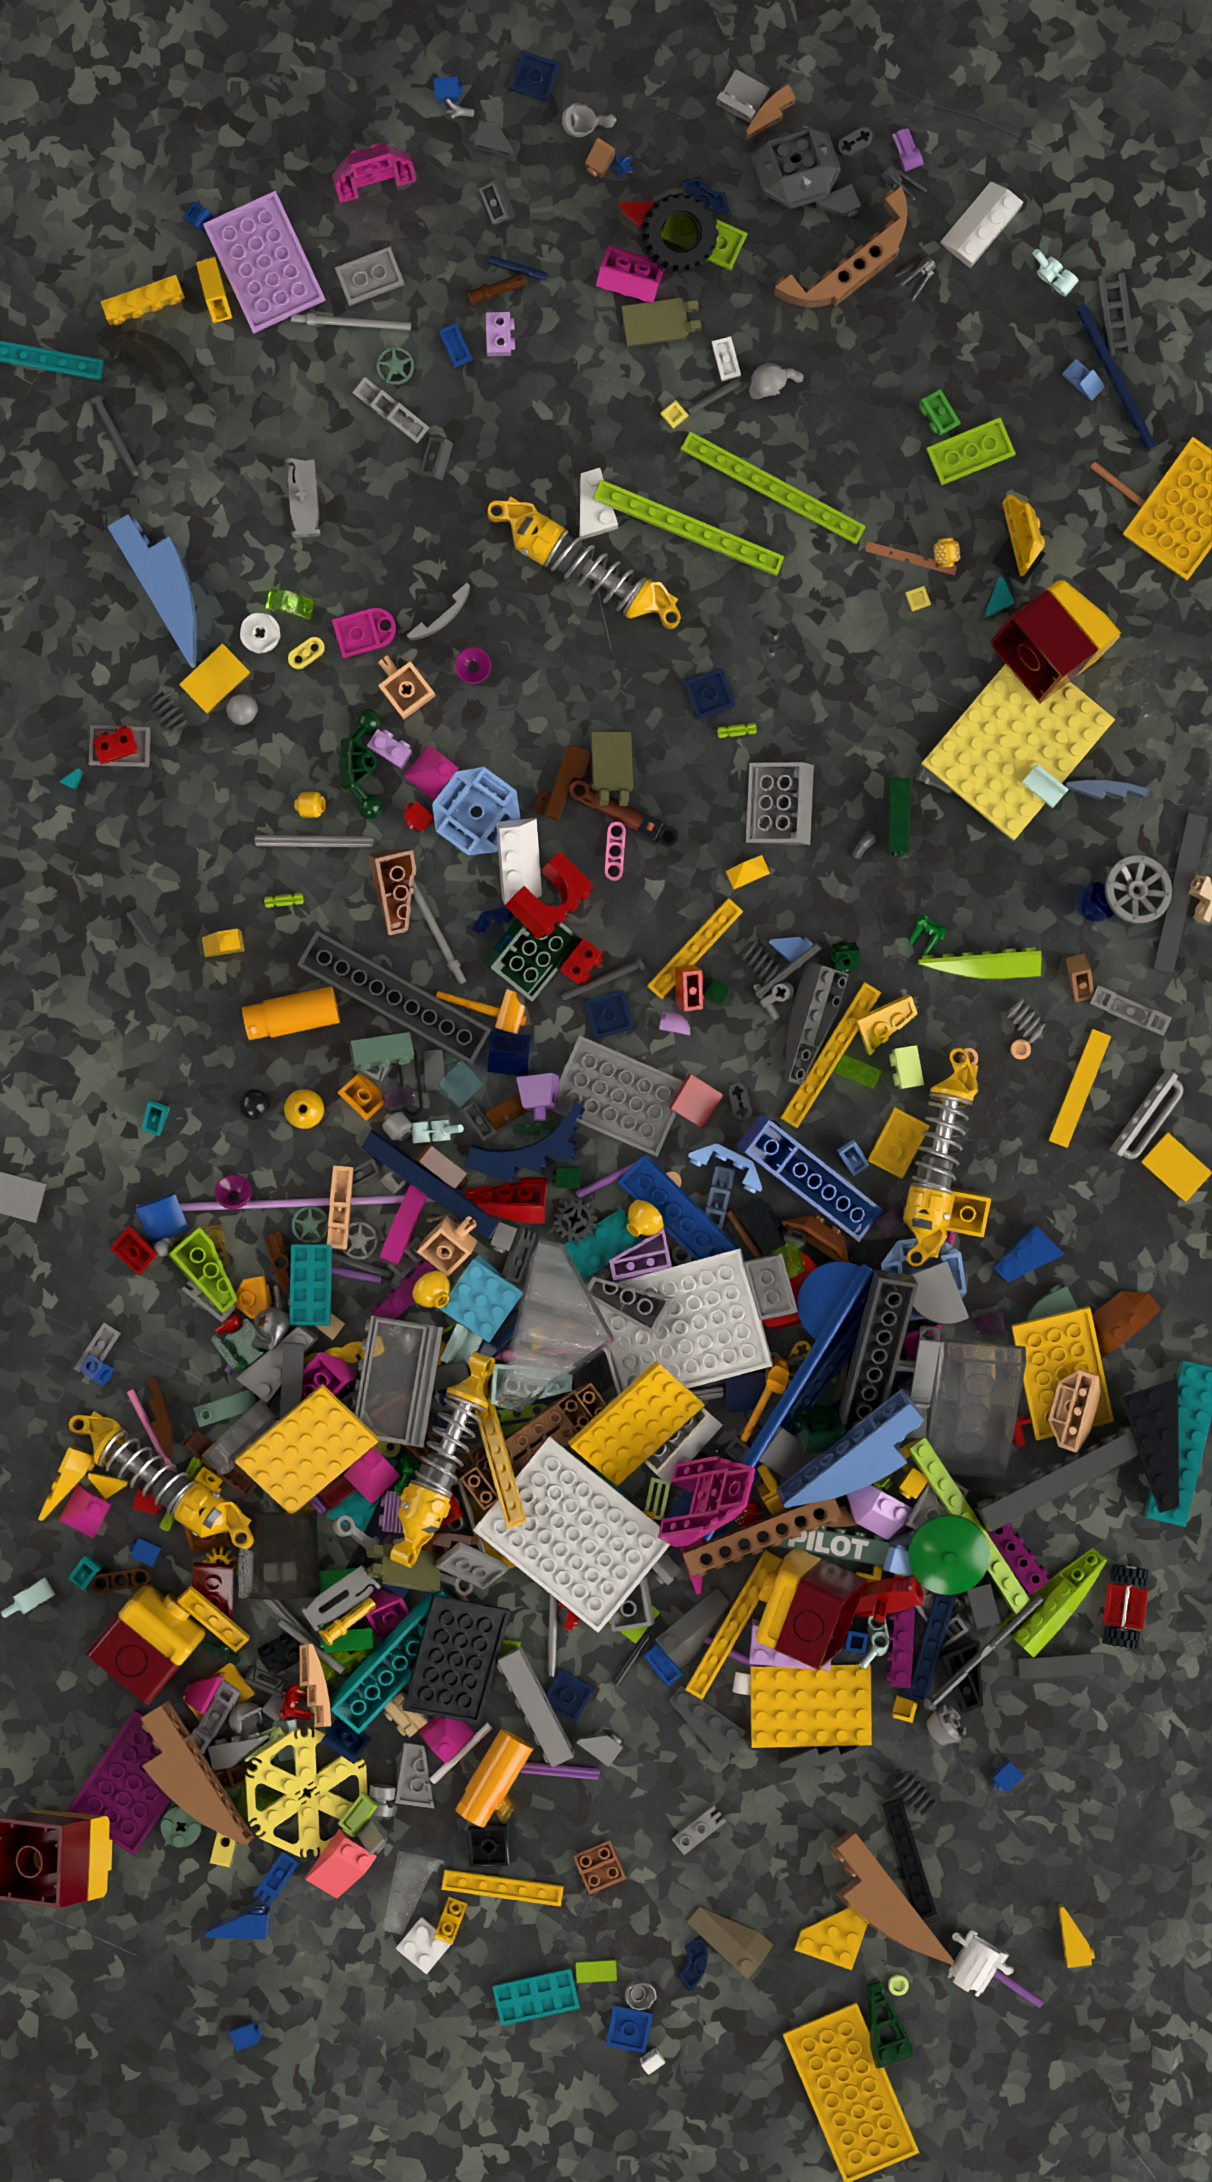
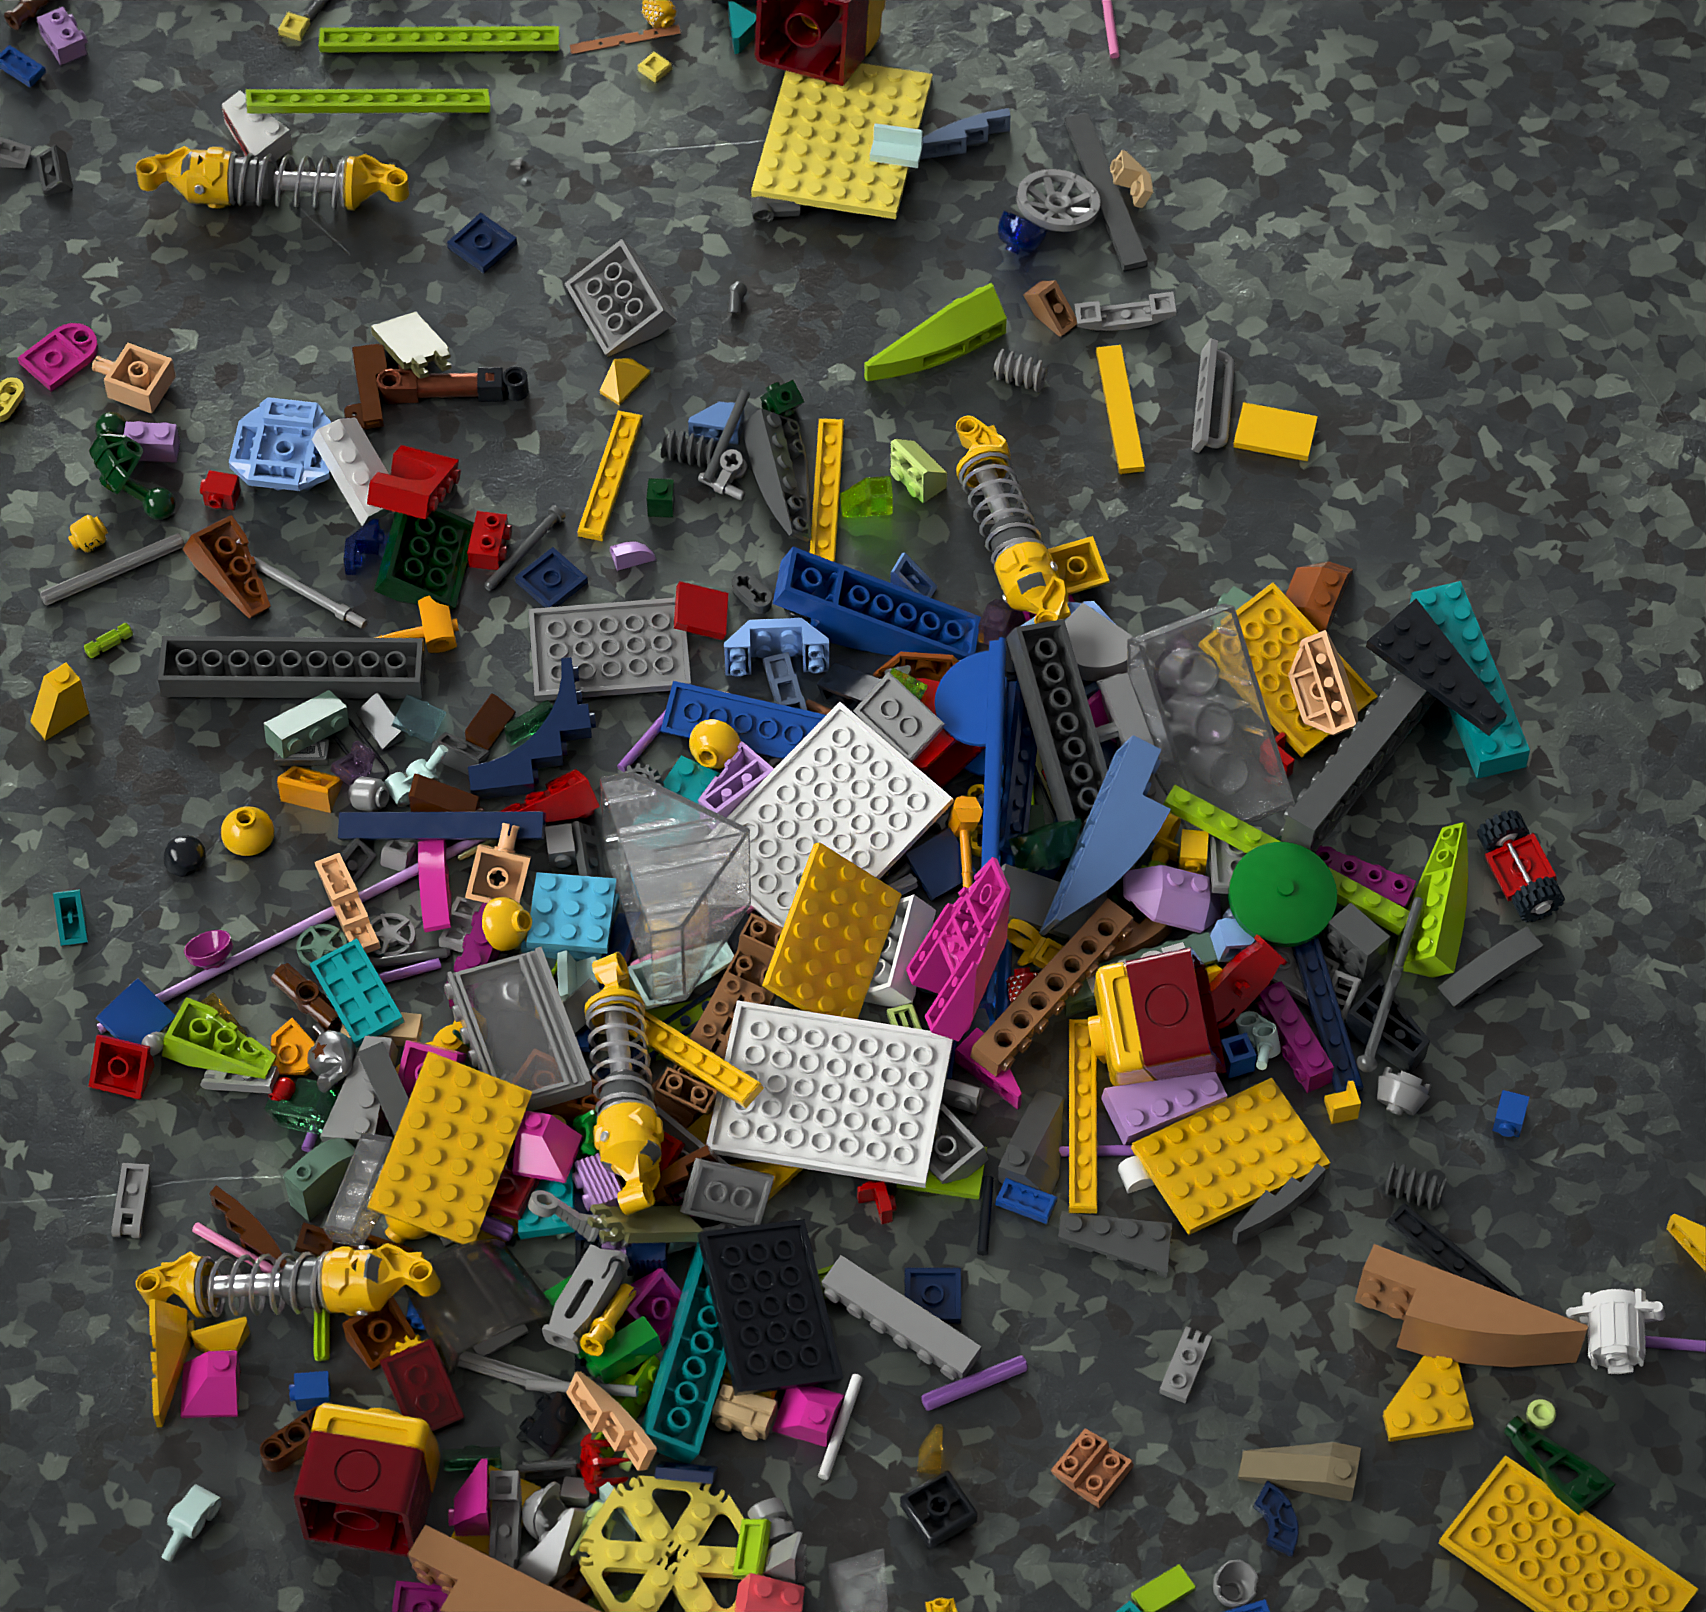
camera: 30 degrees left, 30 degrees down
(85, 1571) = (245, 1451): teal slope -> none
(97, 1369) = (143, 1216): blue bracket -> none
(146, 1503) = (285, 1332): red brick -> none
(213, 1619) = (443, 1419): yellow plate -> none
(291, 1013) = (179, 735): light orange piece -> none
(413, 1777) = (797, 1483): light grey wing -> none
(422, 631) = (130, 320): light grey slope -> none
(431, 772) = (211, 443): dark pink slope -> none
(467, 656) = (200, 319): magenta piece -> none
(494, 1777) = (897, 1421): light orange piece -> none
(502, 1887) = (985, 1555): yellow tile -> none
(509, 1053) = (457, 660): clear blue slope -> none
(538, 1093) = (514, 680): medium lavender torso -> none
(552, 1636) = (868, 1228): light grey bar -> none
(567, 1178) = (600, 753): dark green brick -> none
(602, 1746) = (1007, 1326): light grey slope -> none
(619, 842) = (464, 423): bright pink beam -> none
(636, 1305) = (770, 817): light grey wedge -> none
(689, 987) = (625, 503): red brick -> none
(736, 730) = (532, 260): lime axle -> none
(882, 1022) = (865, 441): yellow wing -> none
(898, 816) = (755, 247): dark green slope -> none
(898, 1143) = (955, 551): yellow tile -> none
(928, 925) = (858, 331): green piece -> none
(1020, 1049) = (1031, 403): light nougat tile -> none
(1026, 1255) = (1170, 582): blue wedge -> none

